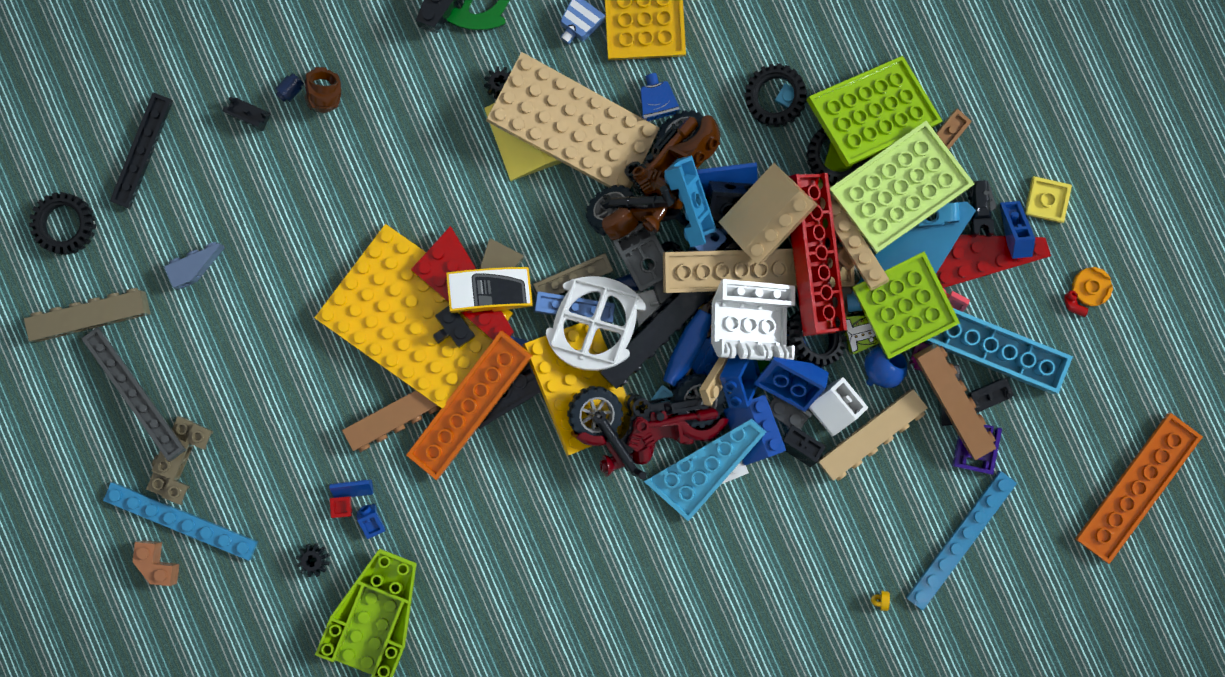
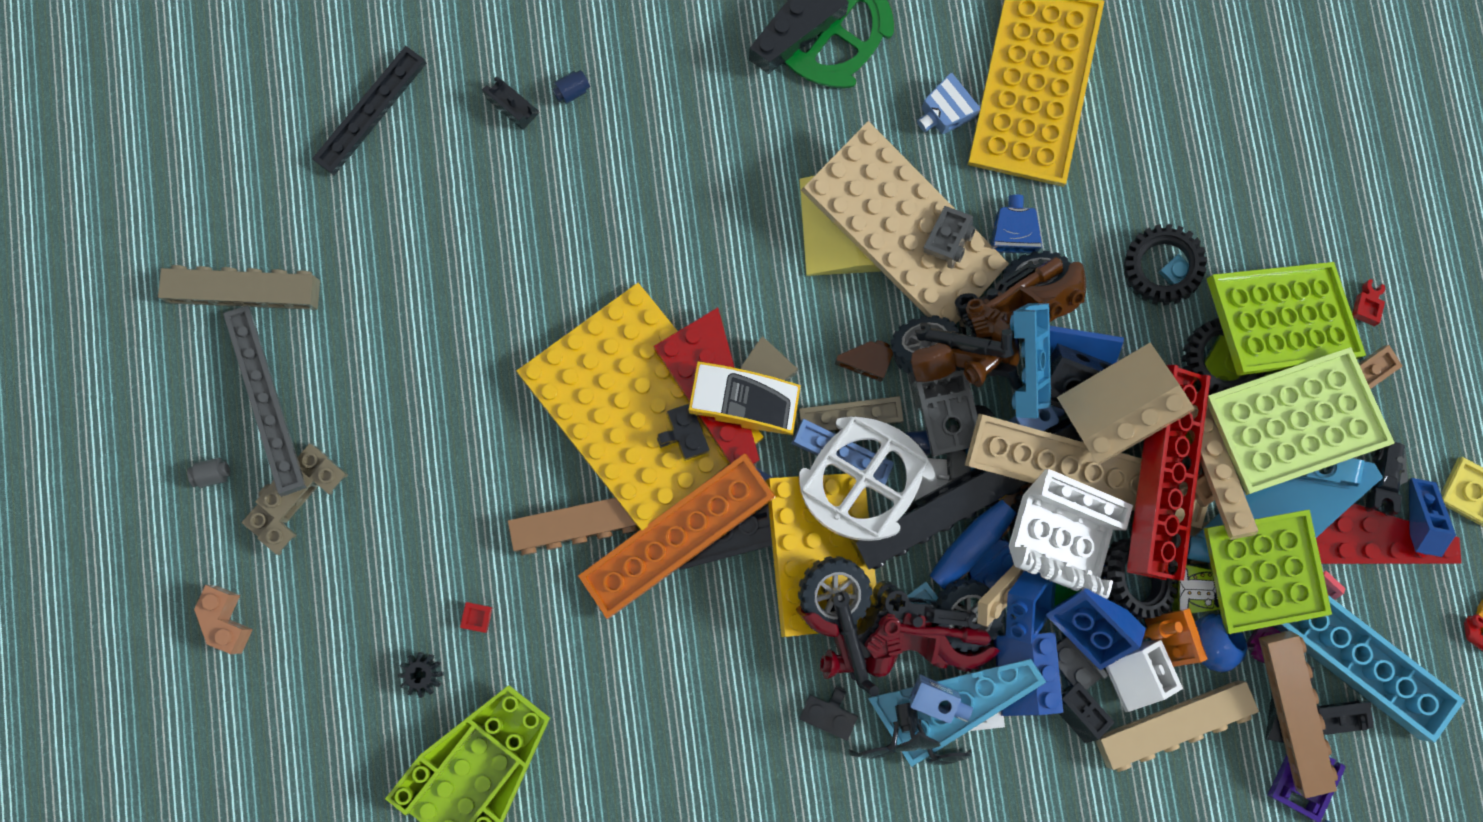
camera: 10 degrees right, 5 degrees down
(40, 221) = (235, 144): black tyre -> none
(109, 460) = (208, 473): none -> dark grey brick
(180, 521) = (272, 576): dark azure plate -> none
(191, 268) = (384, 267): sand blue slope -> none
(320, 97) = (607, 107): reddish brown helmet -> none
(352, 489) = (497, 598): blue slope -> none
(370, 521) = (507, 646): blue bracket -> none
(494, 78) = (824, 146): black gear -> none
(574, 231) = (867, 359): none -> reddish brown slope
(607, 122) = (950, 236): none -> dark grey bracket
(619, 502) = (829, 715): none -> black plate
(675, 490) = (909, 723): none -> black plant
(684, 467) = (929, 693): none -> medium blue torso
(854, 370) = (1178, 636): none -> orange plate
(937, 82) = (1368, 306): none -> red plate

